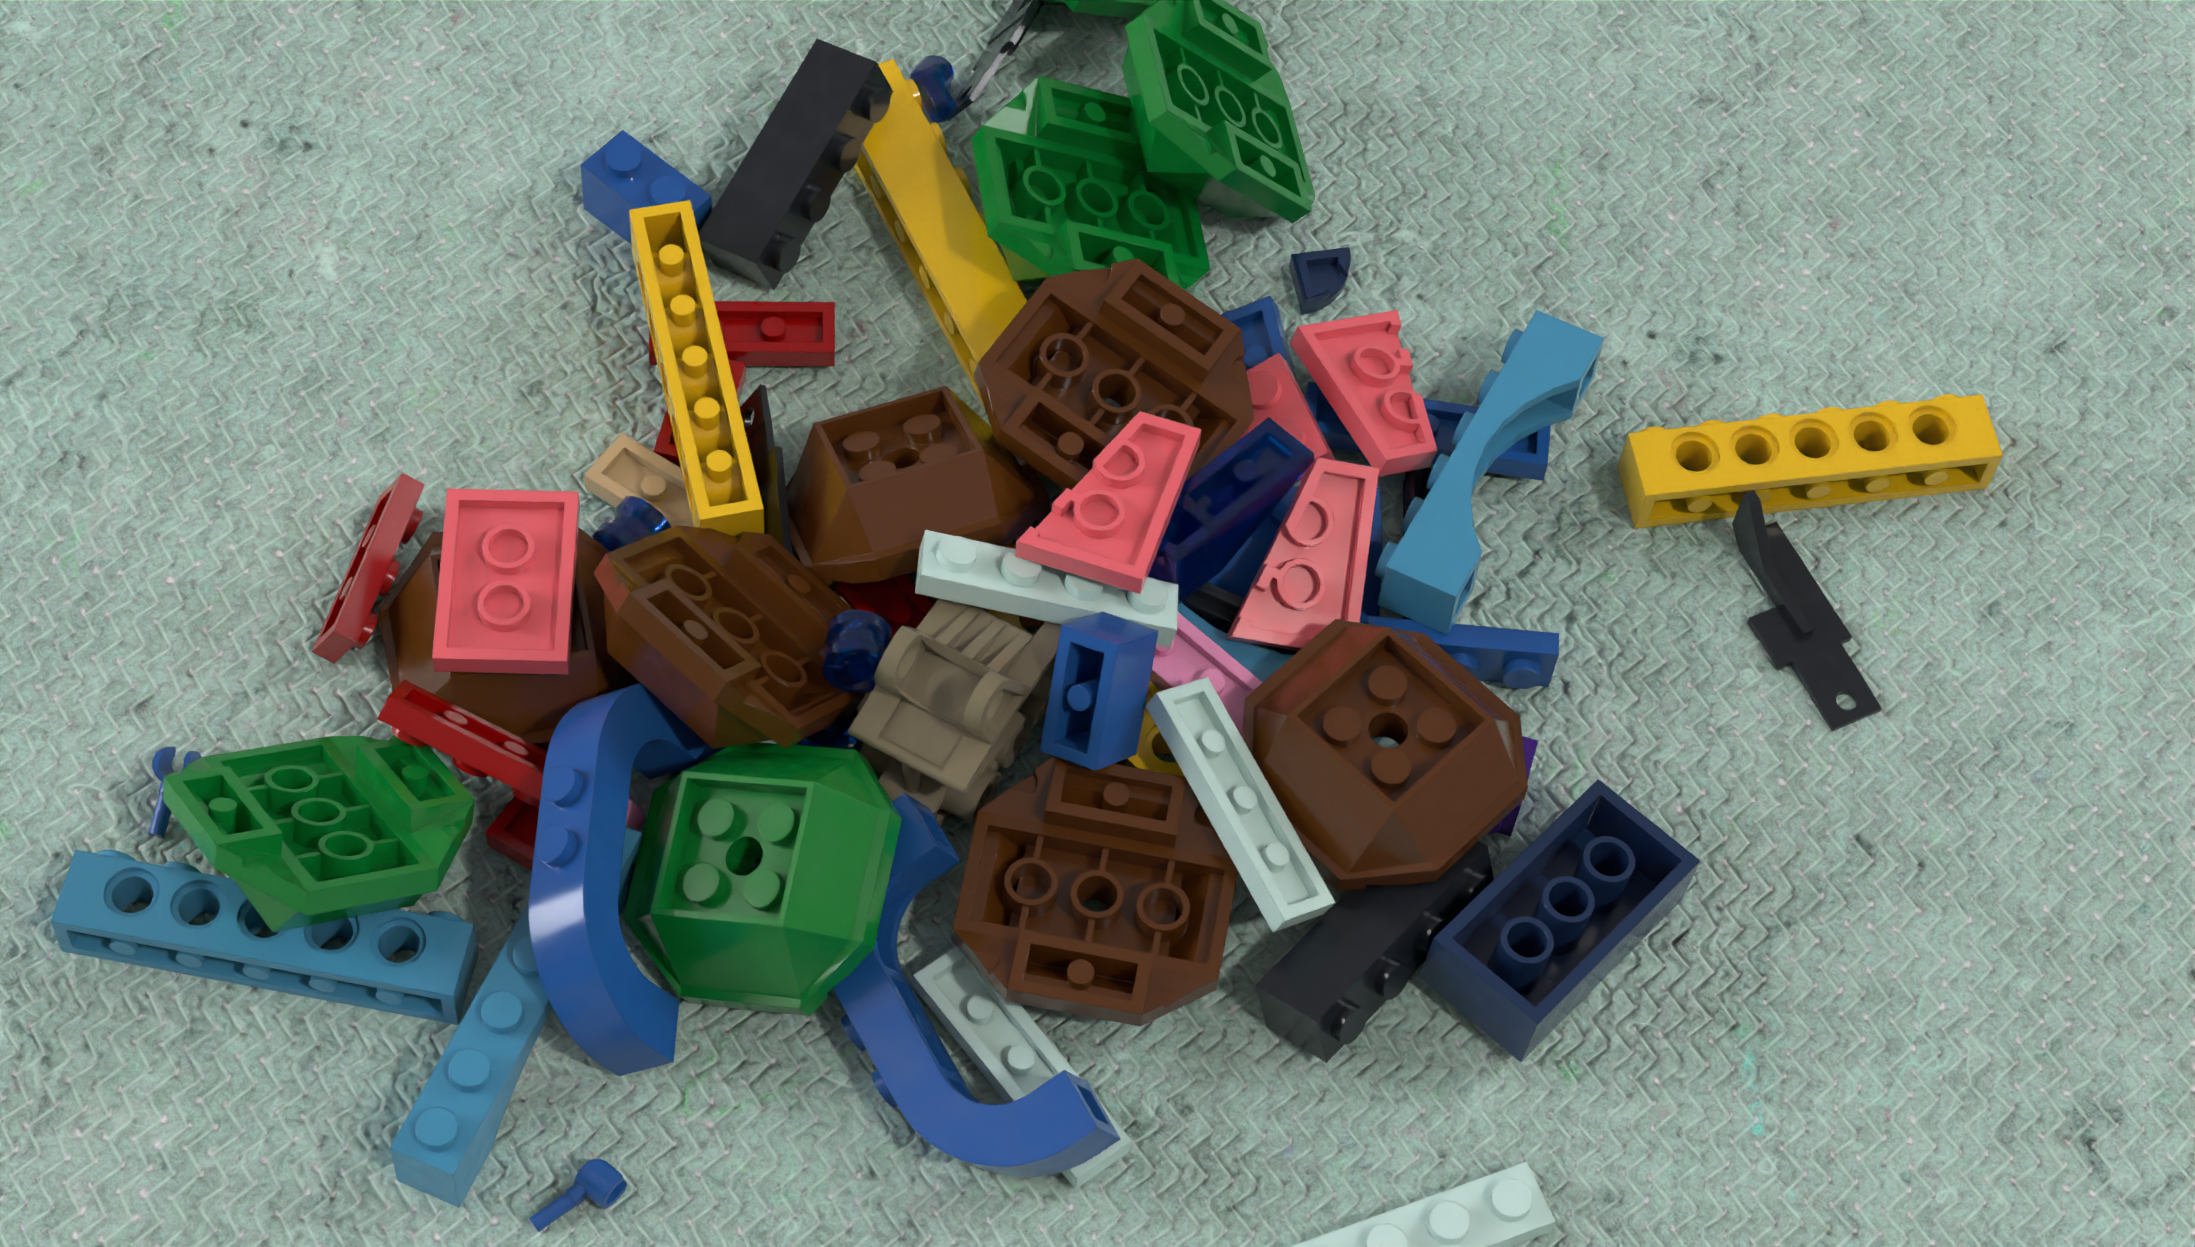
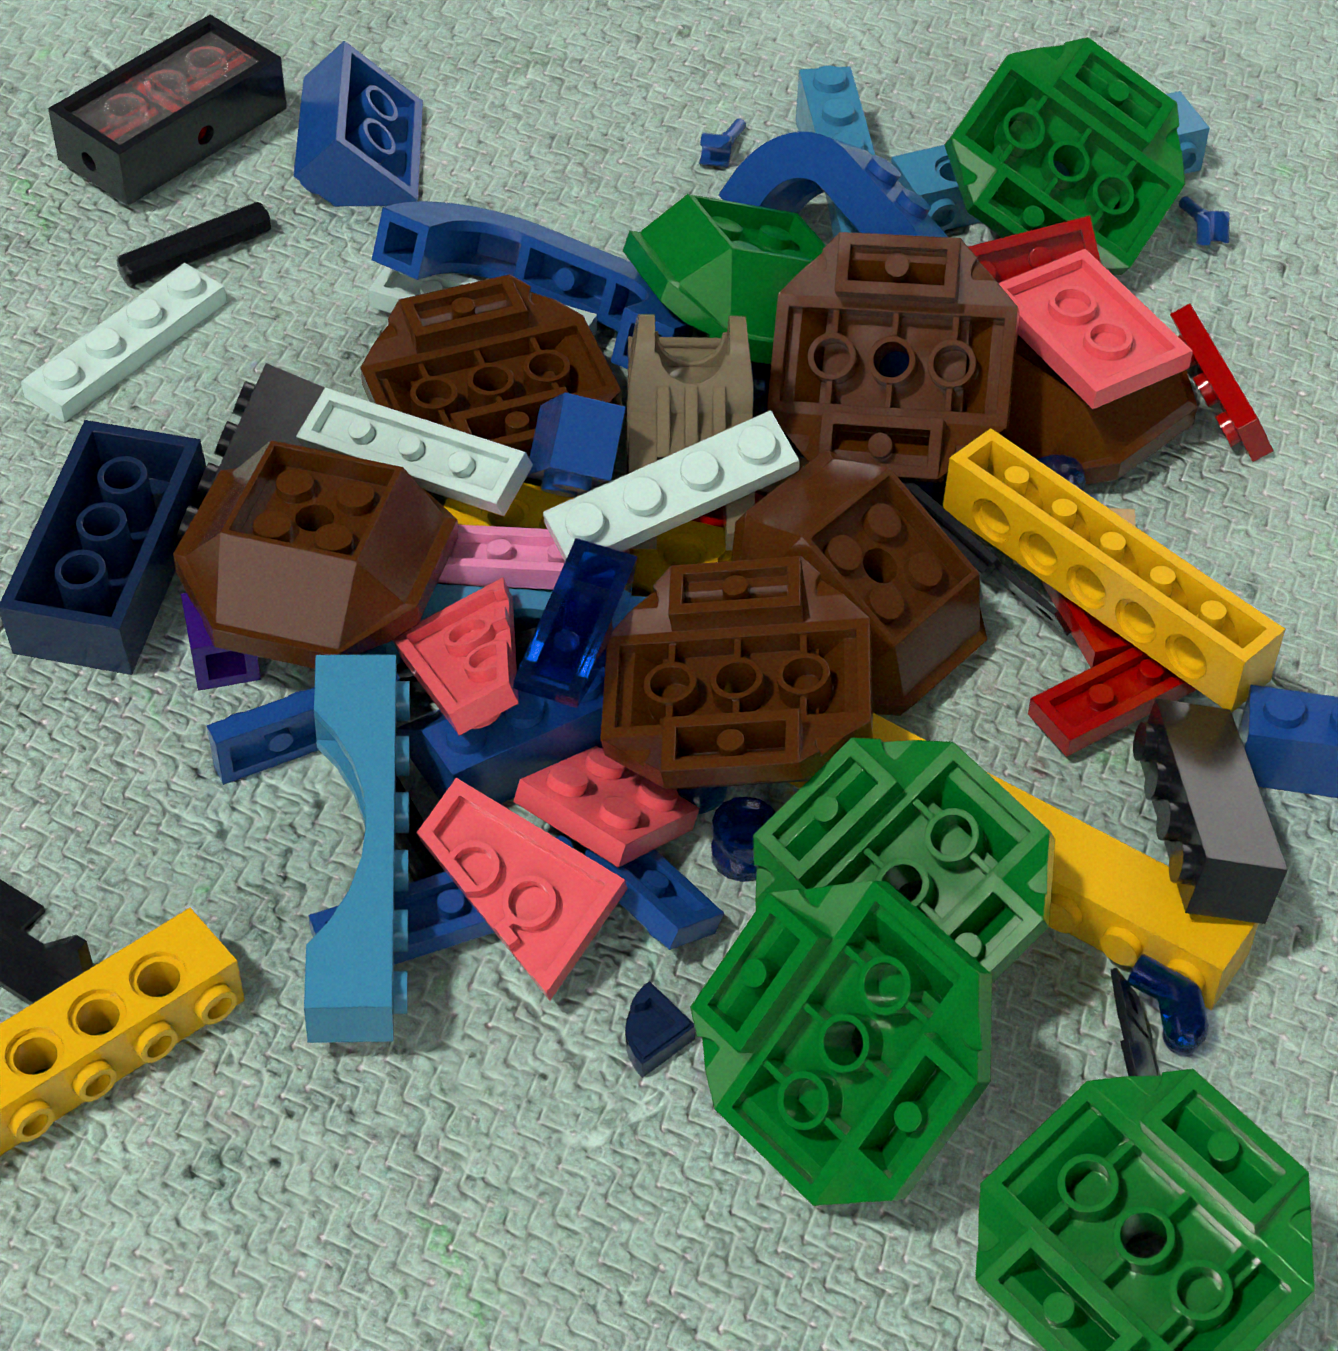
camera: 155 degrees right, 10 degrees down
(854, 650) = (788, 395): clear blue wheel -> none
(1120, 508) = (649, 536): coral wing -> none

